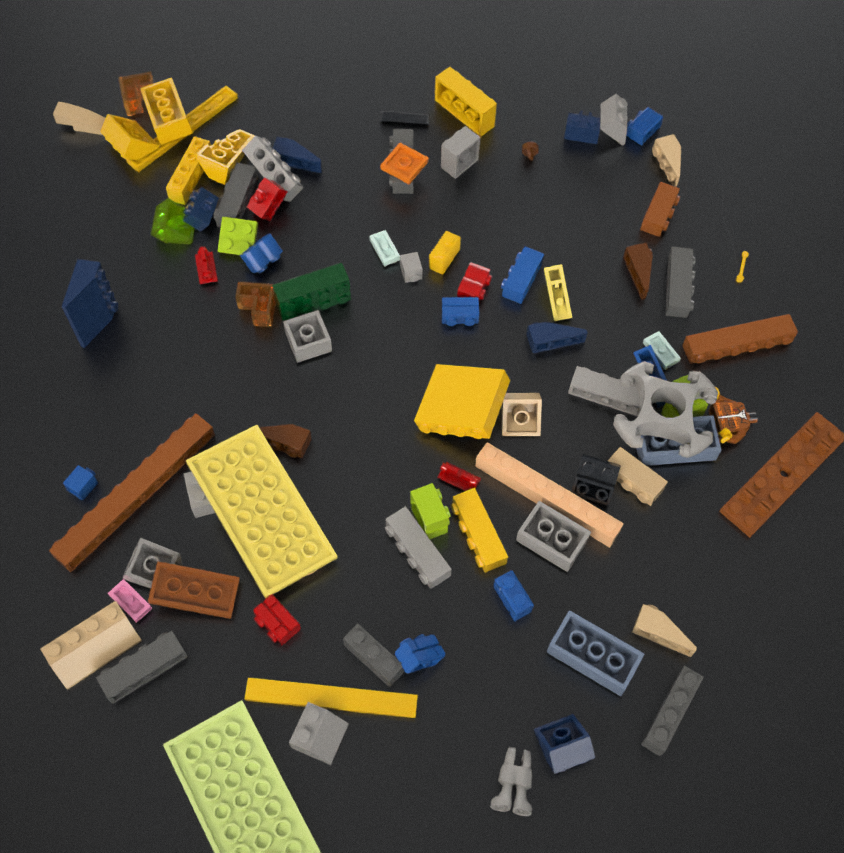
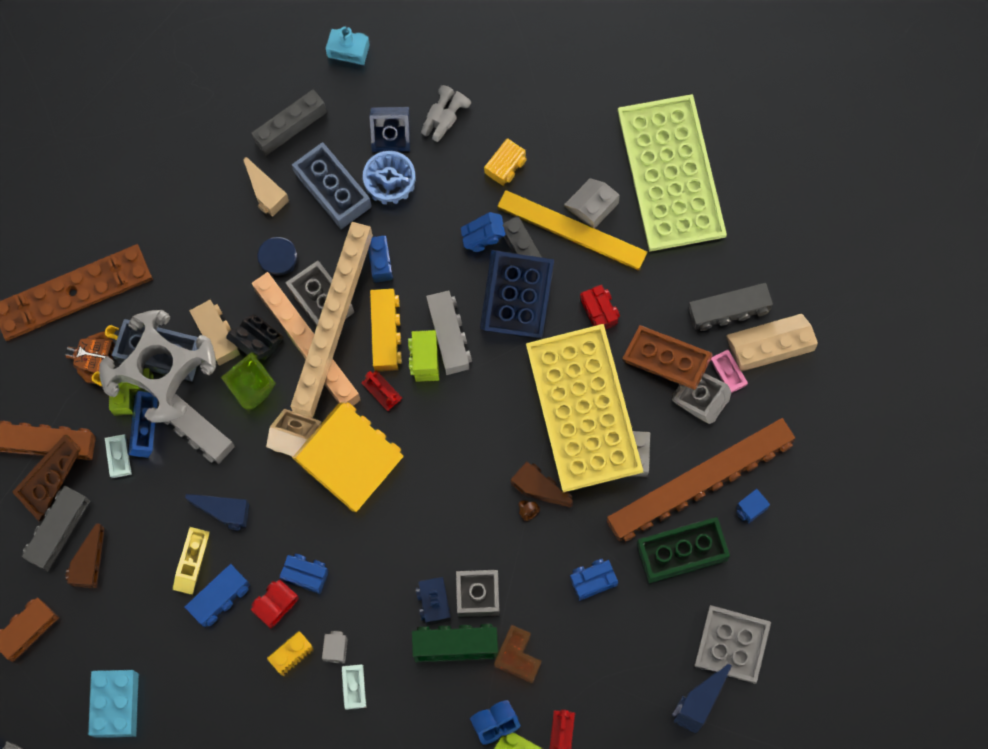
camera: 155 degrees left, 10 degrees up
(77, 369) = (733, 641): none -> light grey plate
(136, 423) = (683, 550): none -> dark green brick
(211, 379) = (593, 579): none -> blue brick
(286, 416) = (528, 509): none -> reddish brown tile
(343, 324) = (434, 601): none -> dark blue brick
(363, 598) = (516, 294): none -> dark blue slope
(426, 747) = (505, 162): none -> yellow brick
(529, 508) = (331, 320): none -> tan brick
(548, 672) = (386, 165): none -> light blue gear
(564, 182) = (113, 703): none -> medium azure brick
(581, 434) = (249, 382): none -> clear neon green slope
(614, 567) = (277, 256): none -> dark blue tile
(654, 828) = (347, 46): none -> medium azure brick
(708, 310) = (46, 478): none -> reddish brown wing

